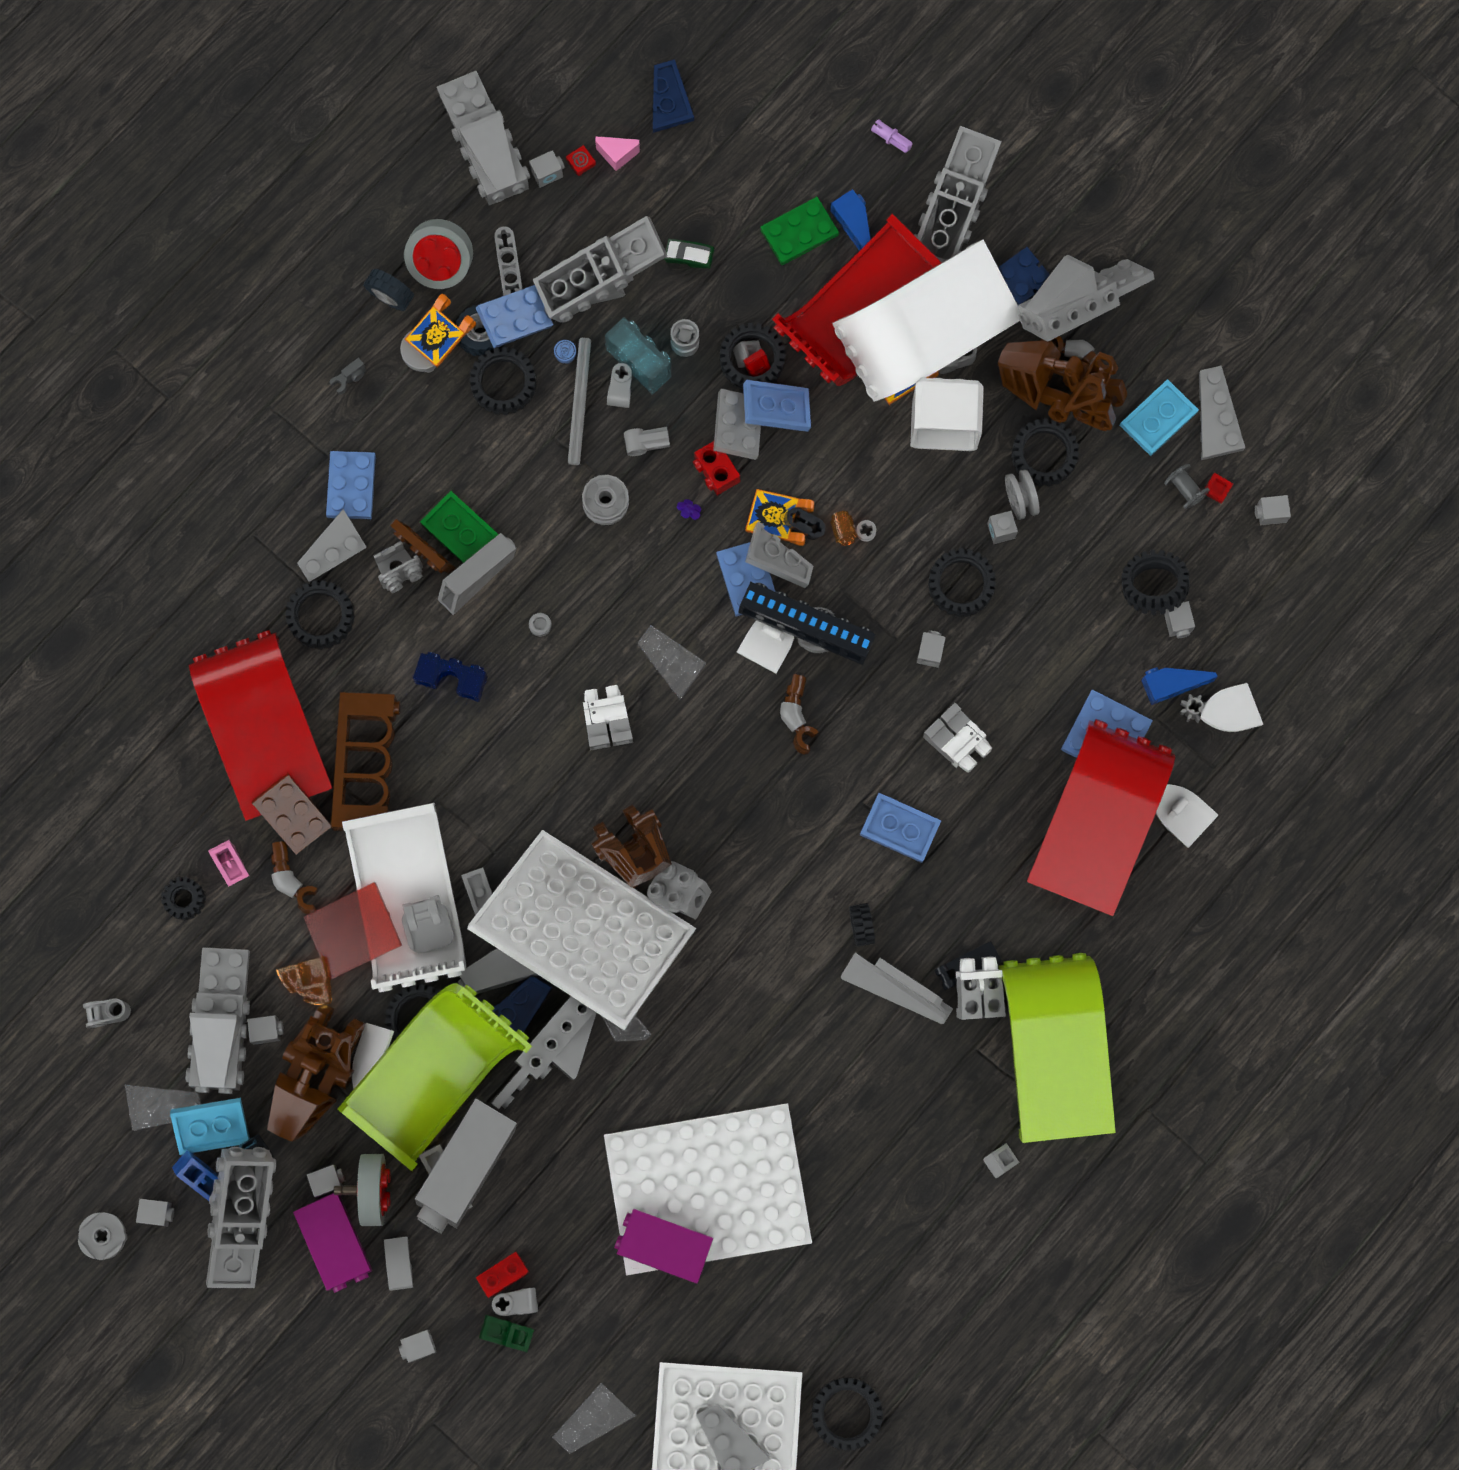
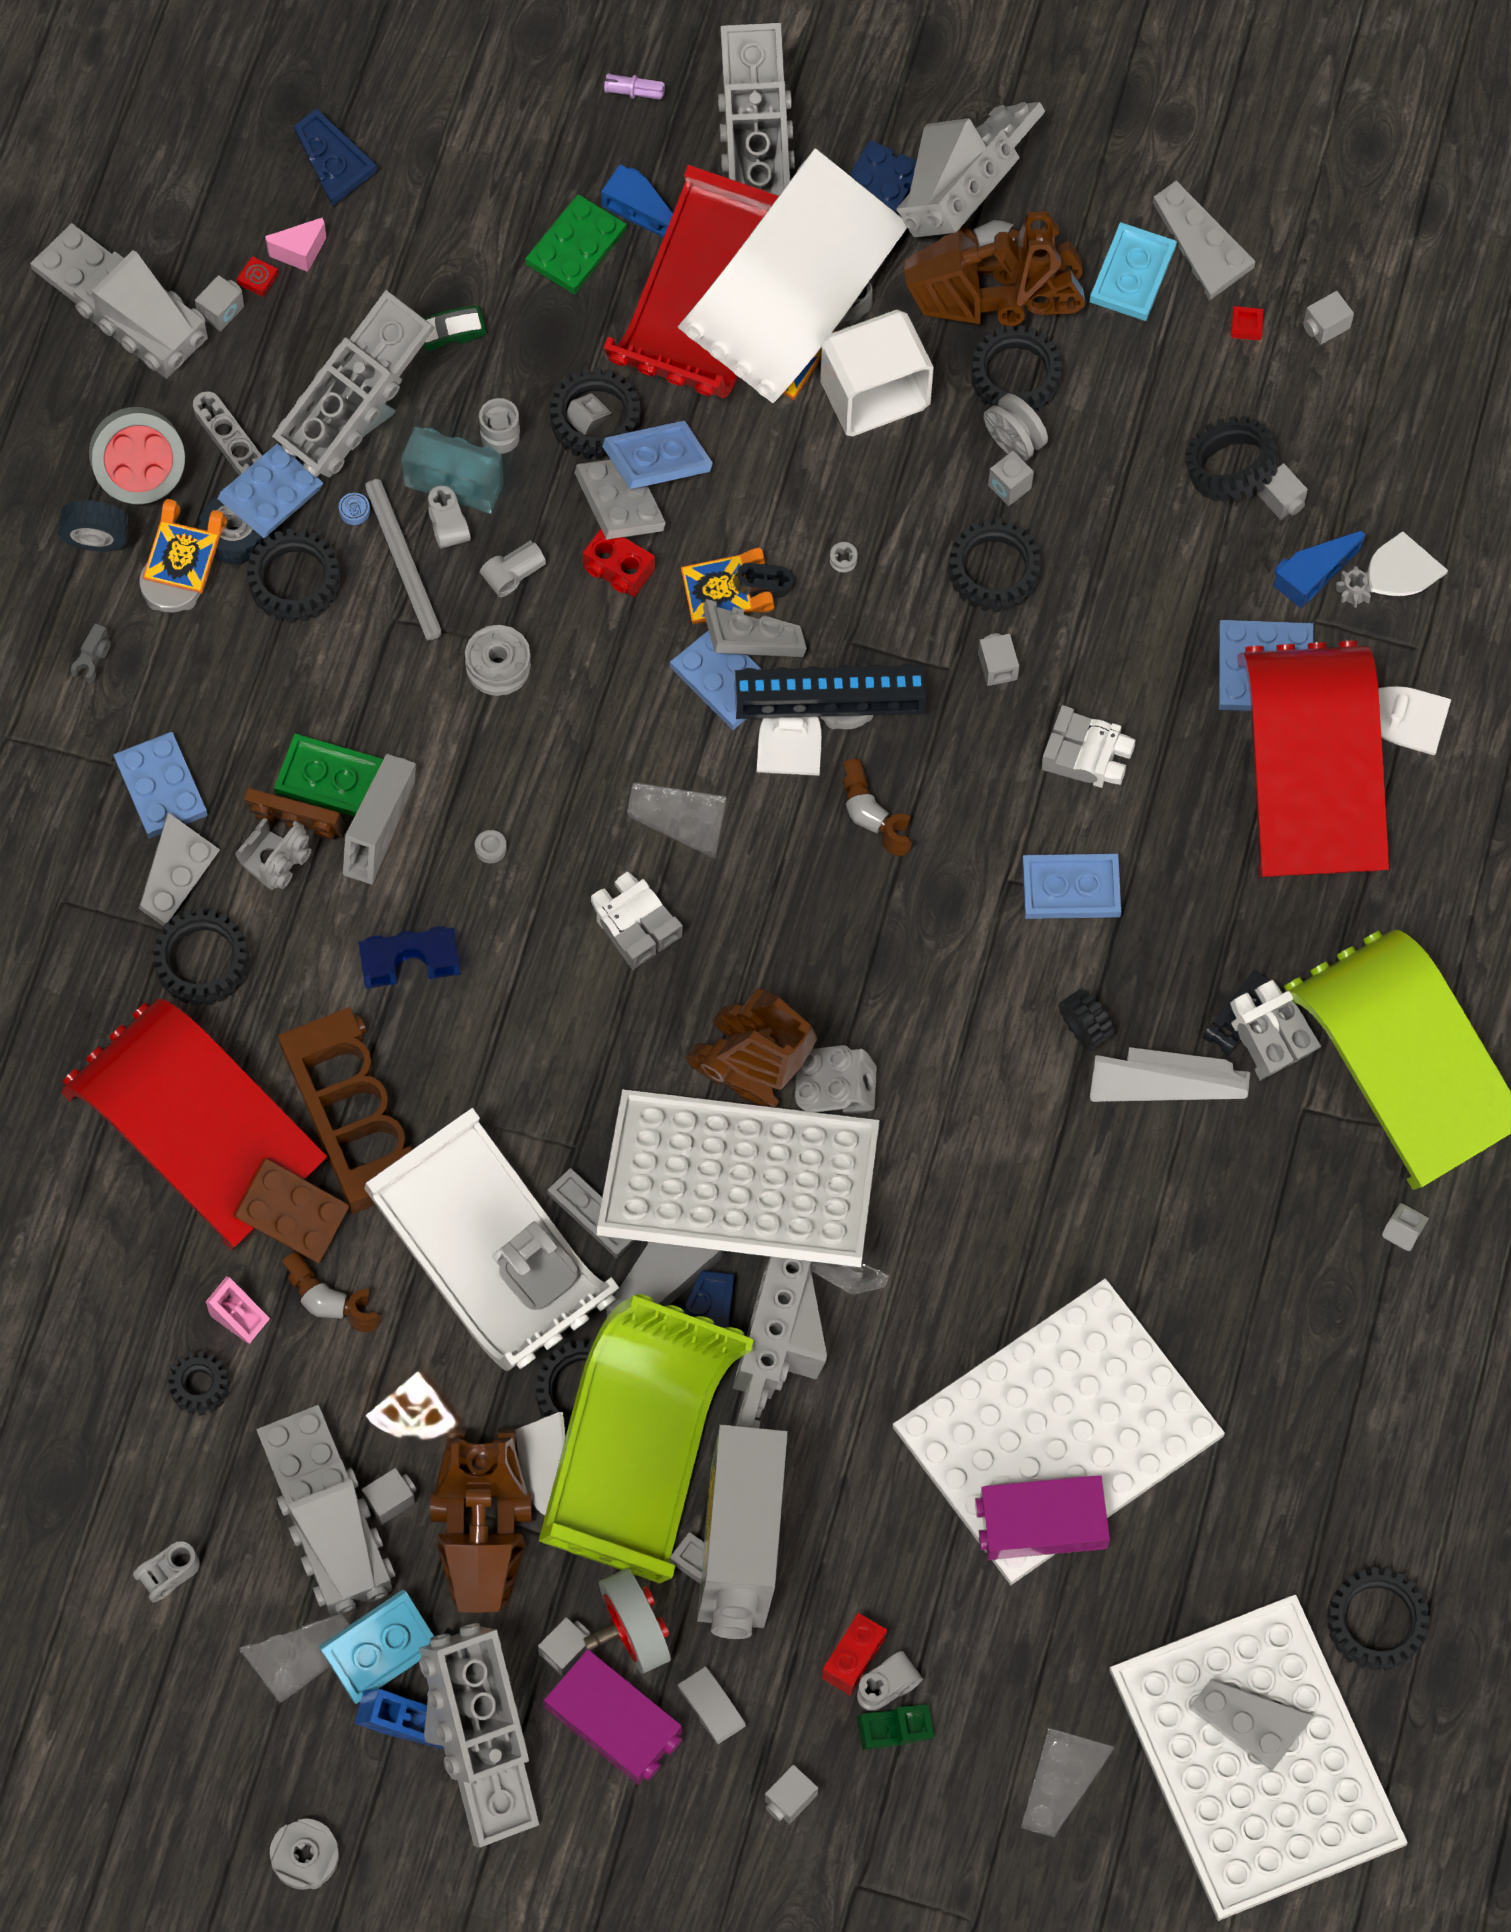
camera: 25 degrees left, 10 degrees down
(154, 1212) = (360, 1790): light grey brick -> none
(353, 930) = (442, 1320): clear red piece -> none
(688, 509) = (609, 627): dark purple plant -> none
(757, 363) = (605, 417): red tile -> none
(843, 528) = (814, 564): clear orange brick -> none
(1186, 486) = (1209, 334): dark grey hose -> none

